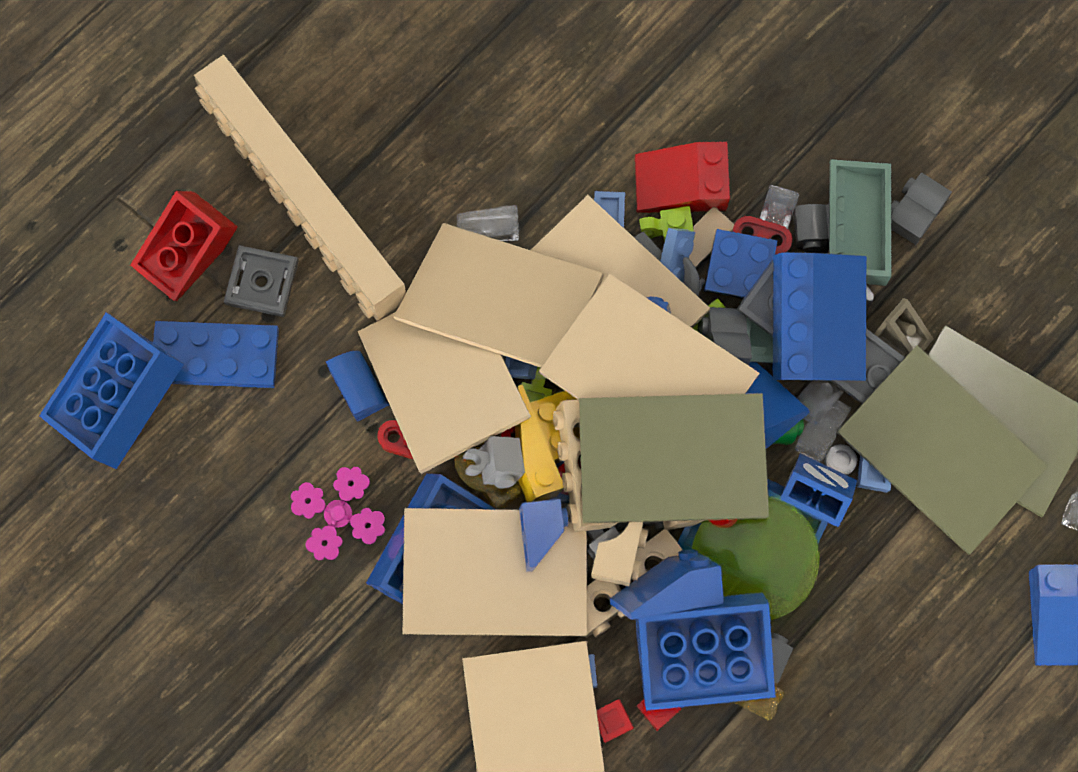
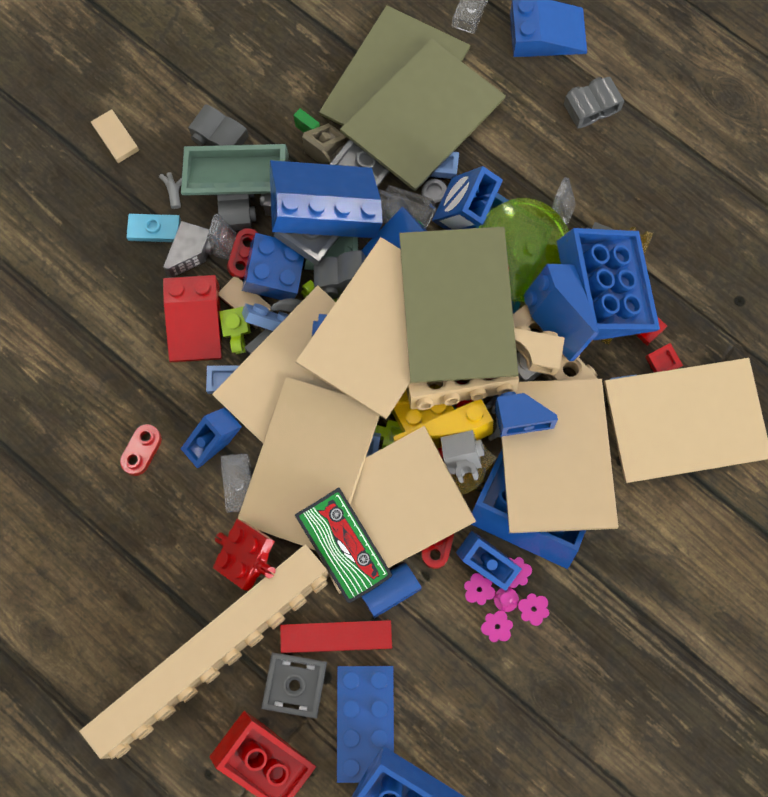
camera: 90 degrees left, 0 degrees up
(310, 327) = (336, 636): none -> red tile
(380, 491) = (488, 560): none -> blue slope
(400, 224) = (244, 555): none -> red plate
(404, 330) = (343, 545): none -> sticker
(530, 124) = (142, 449): none -> plate
(542, 196) = (210, 436): none -> blue slope
(766, 169) = (188, 249): none -> flat silver slope
(798, 137) = (152, 227): none -> medium azure plate
(818, 611) = (564, 201): none -> clear slope
(848, 156) = (173, 189): none -> light grey bar
(915, 94) = (114, 136): none -> tan tile
(931, 308) = (304, 121): none -> green tile
(961, 663) = (593, 101): none -> dark grey brick

